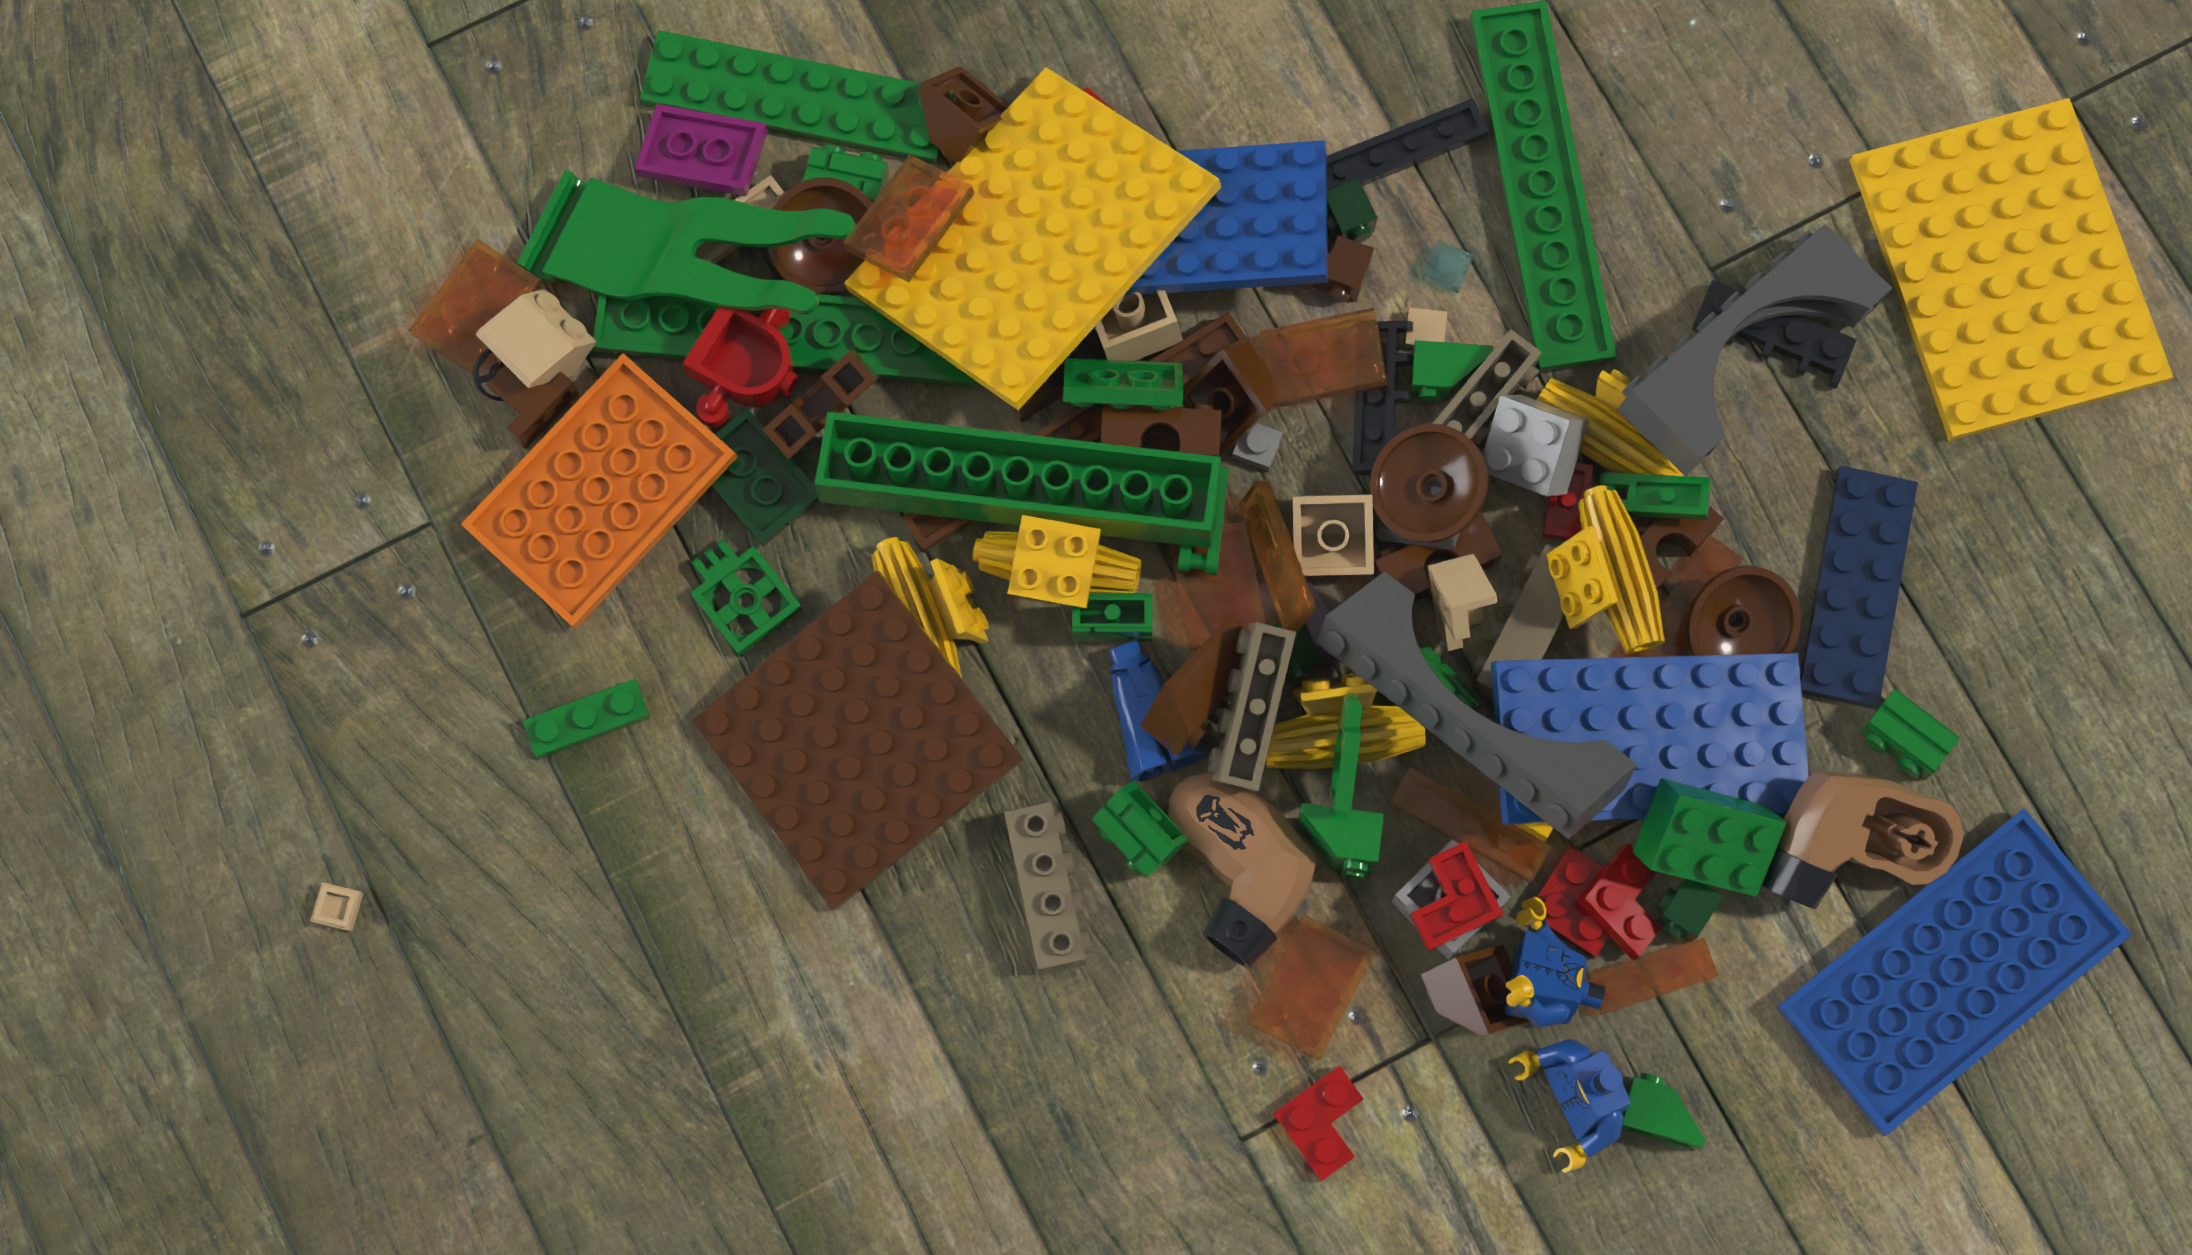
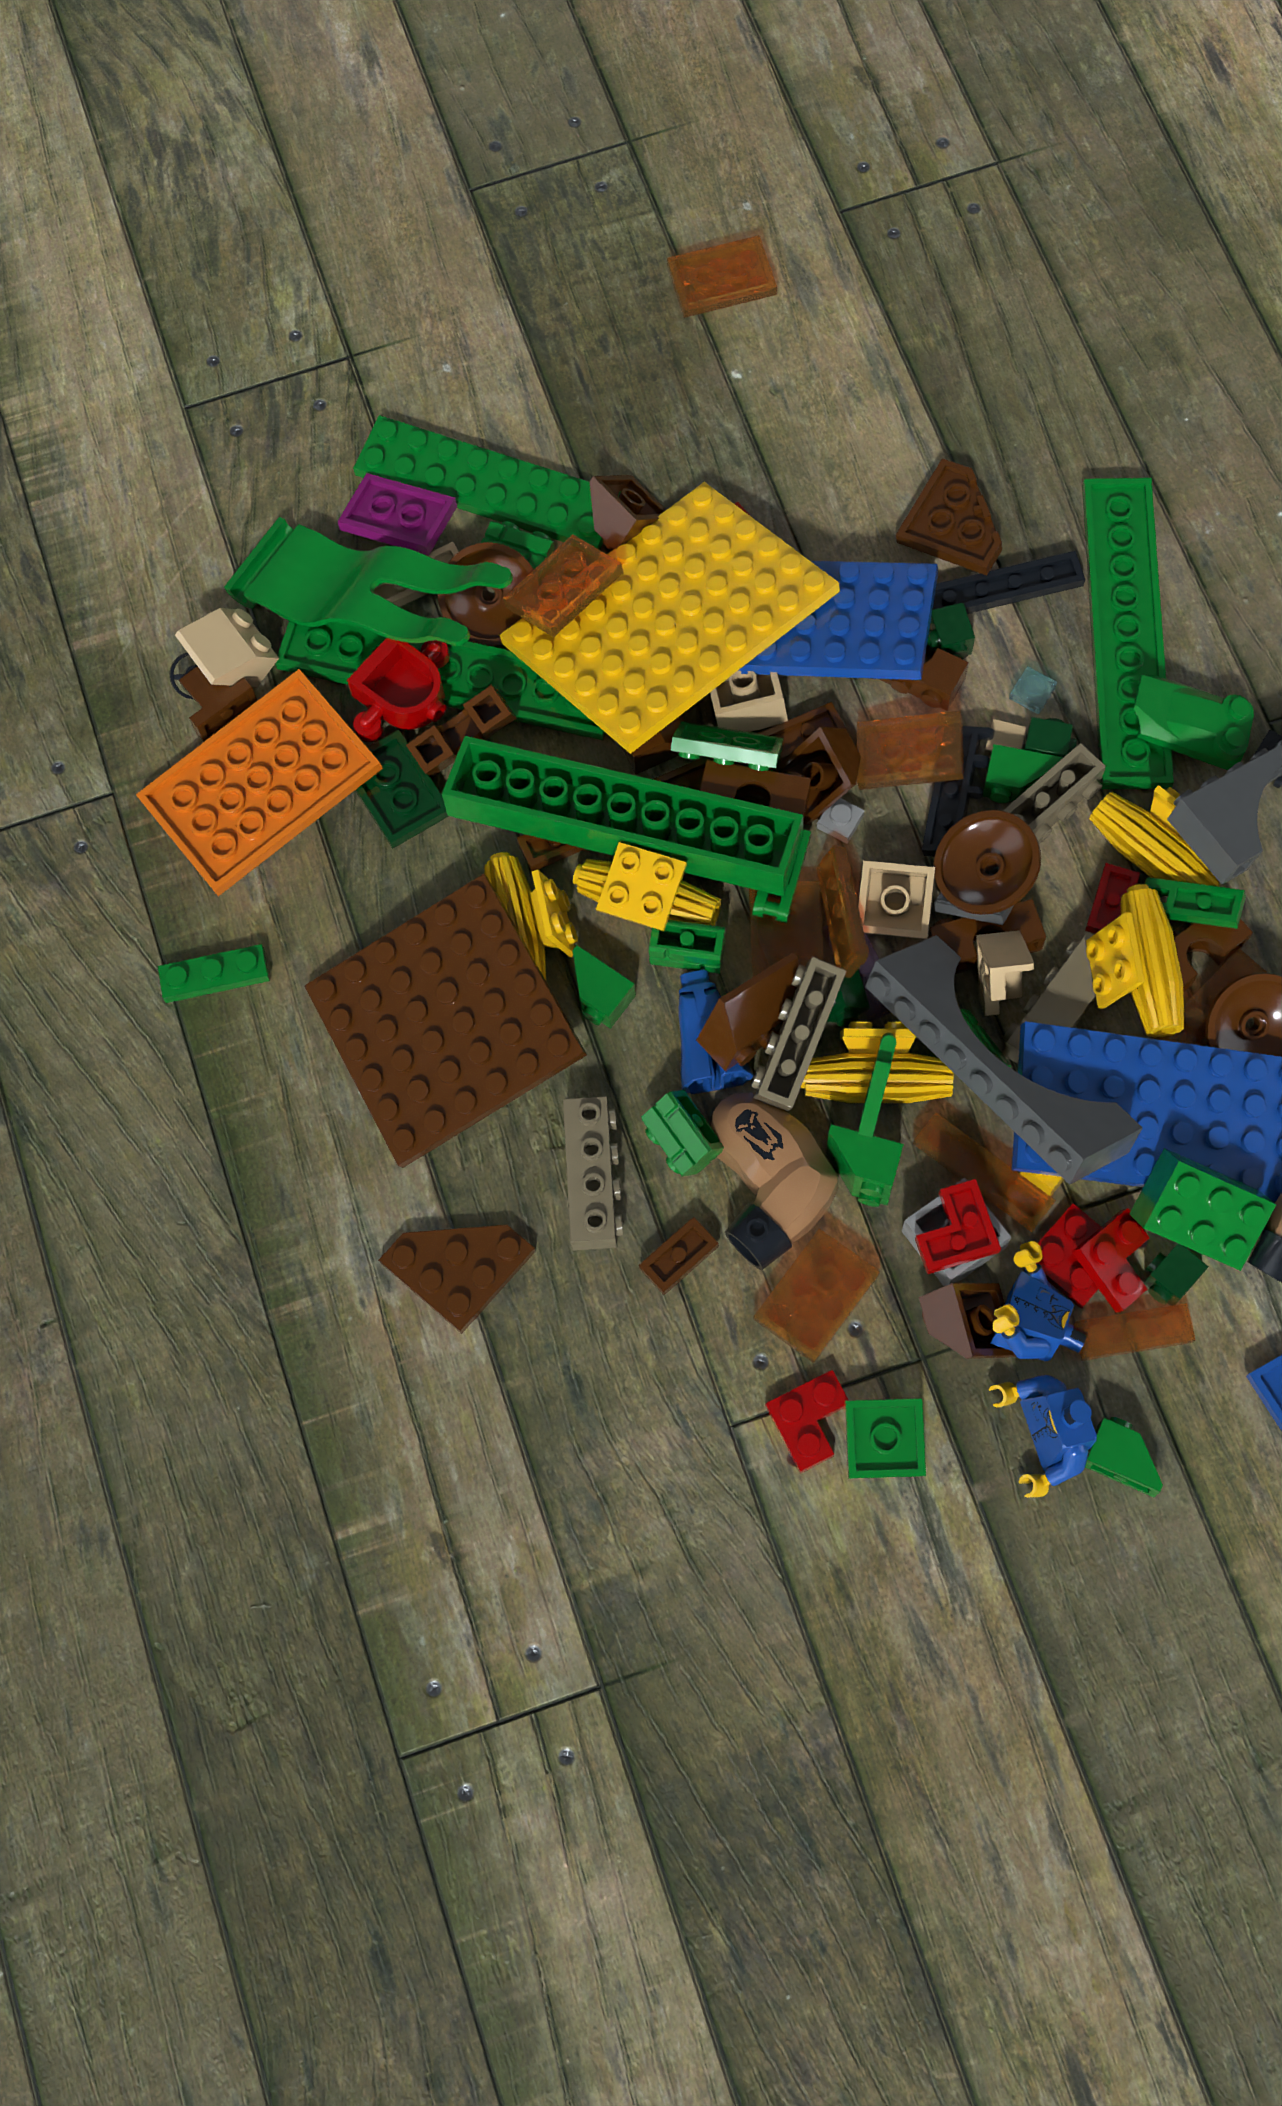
camera: 15 degrees right, 5 degrees down
(469, 299) = (179, 605): clear orange plate -> none
(724, 571) = (355, 865): green piece -> none
(916, 1013) = (458, 1268): none -> reddish brown plate
(1023, 678) = (601, 989): none -> green slope
(1155, 965) = (678, 1256): none -> reddish brown plate
(1332, 79) = (952, 520): none -> reddish brown plate
(1406, 1132) = (885, 1438): none -> green plate
(1475, 323) = (1050, 737): none -> dark green brick
(1534, 444) = (1087, 844): light grey brick -> none
(1629, 283) = (1193, 721): none -> green slope

